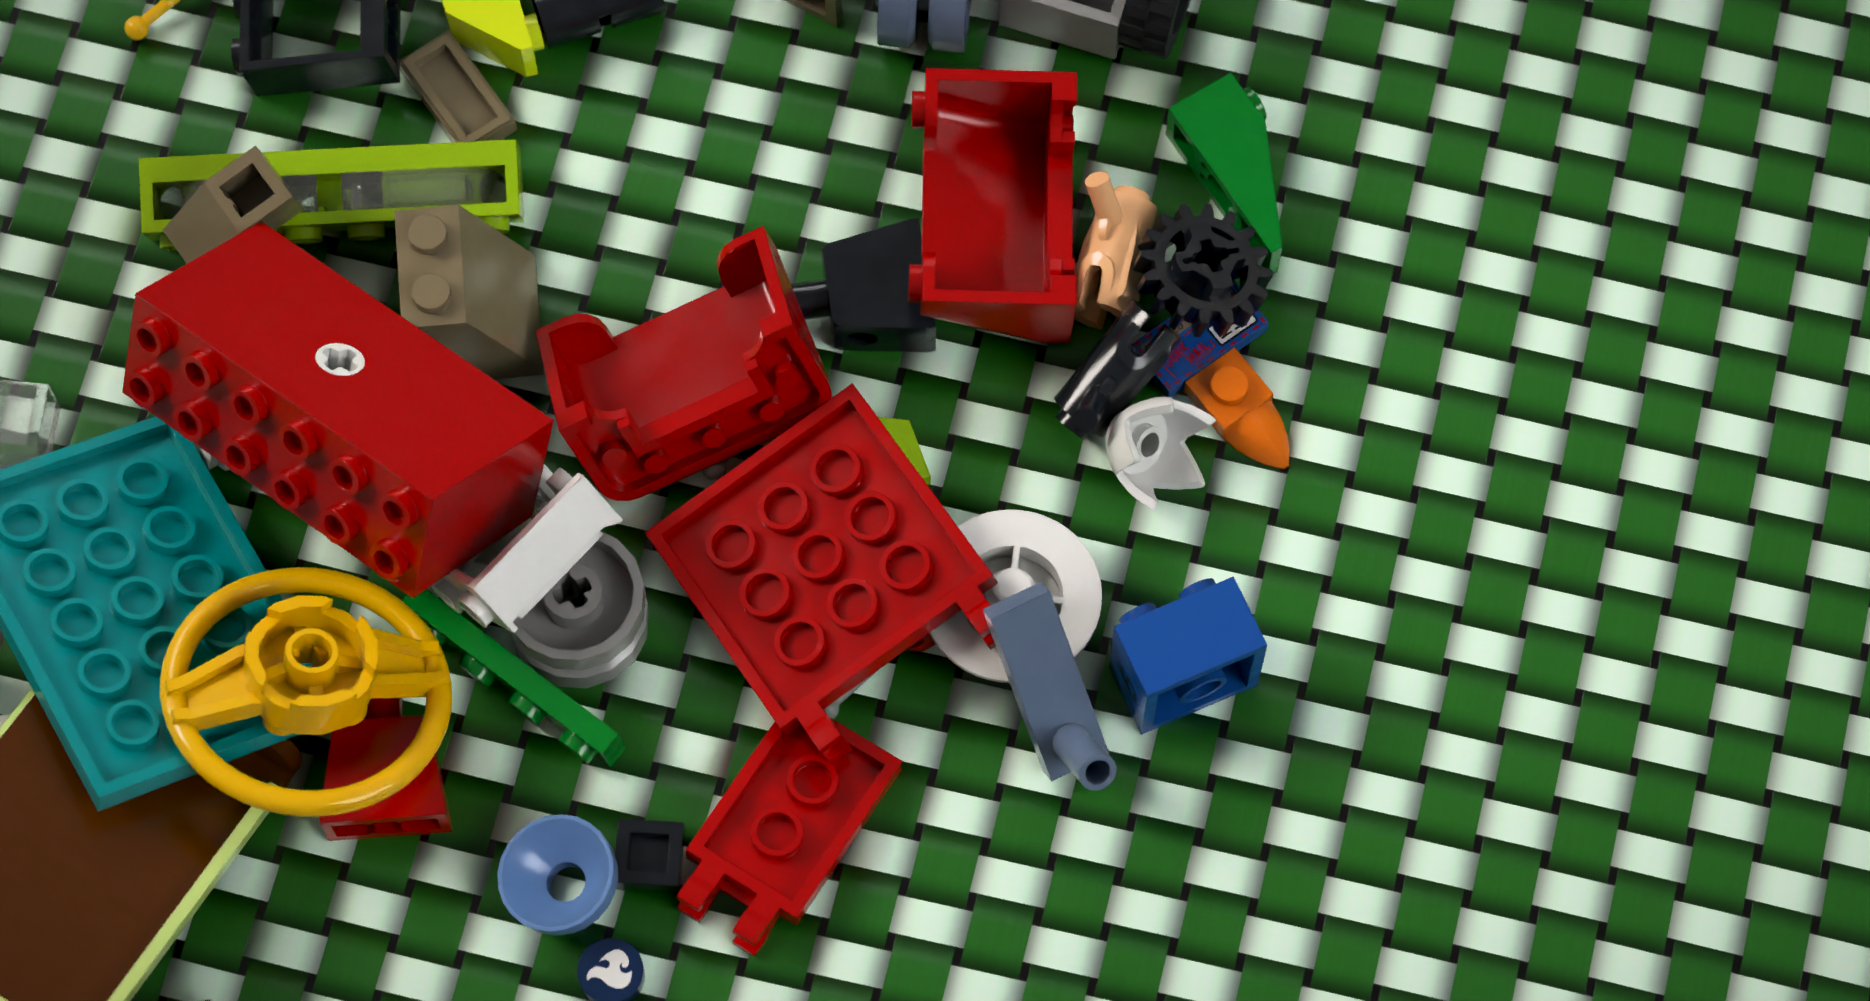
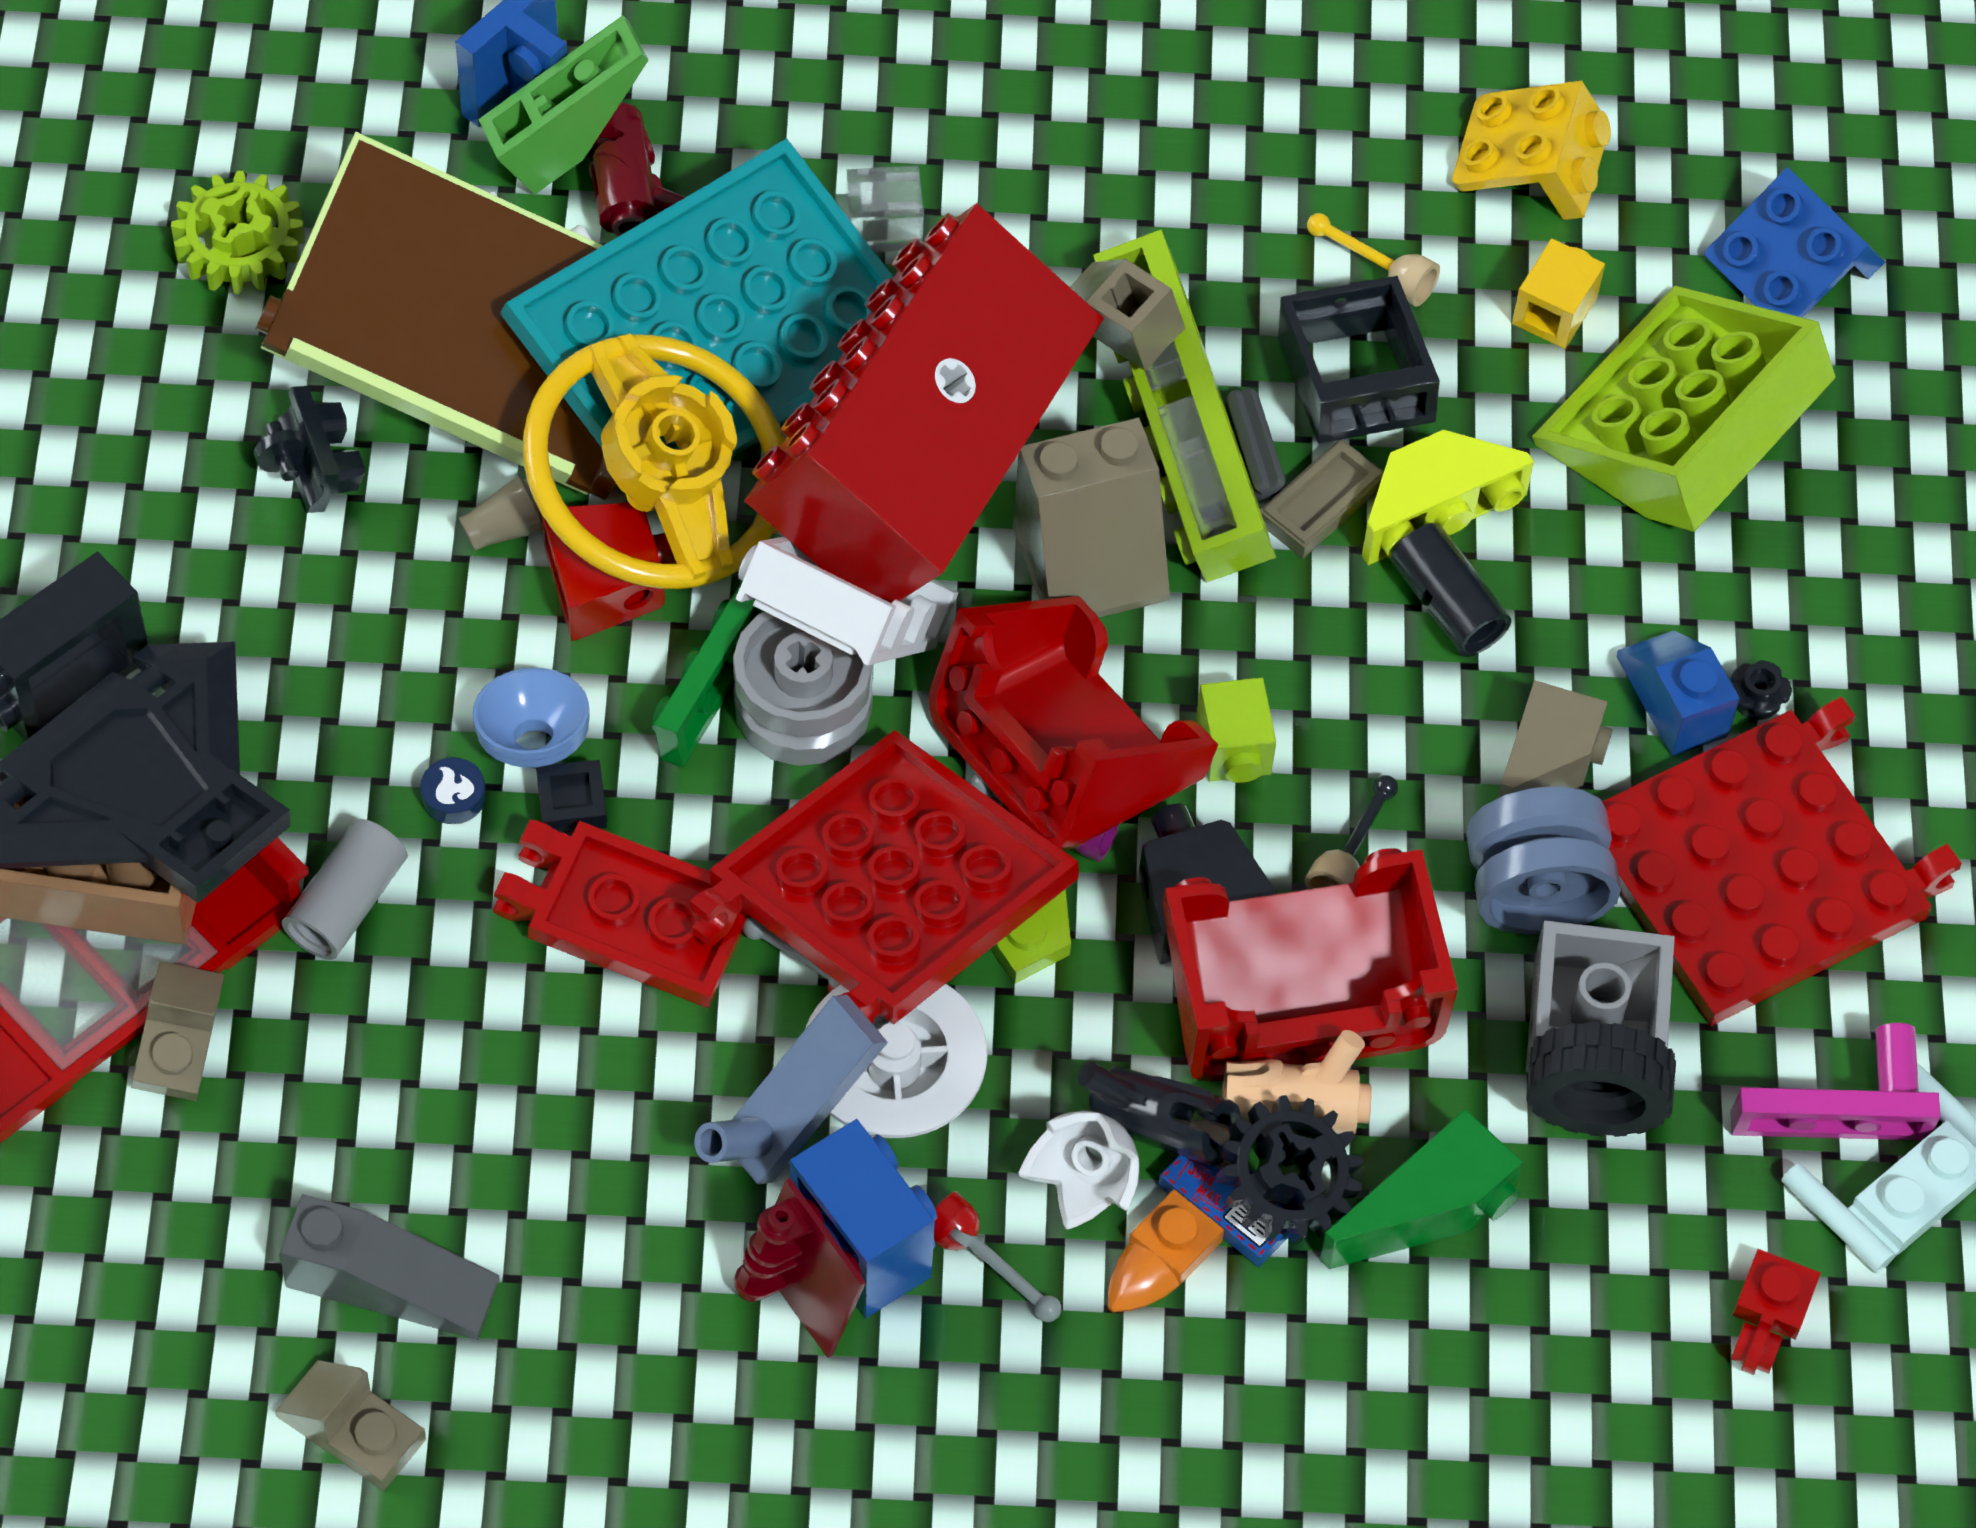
camera: 75 degrees right, 10 degrees down
(297, 863) = (503, 516): none -> dark tan cone
(381, 134) = (1255, 442): none -> dark grey axle
(708, 218) = (1242, 725): none -> lime brick
(881, 170) = (1340, 866): none -> hinge
(1186, 571) = (958, 1228): none -> hinge
(1226, 714) = (803, 1263): none -> dark red hinge

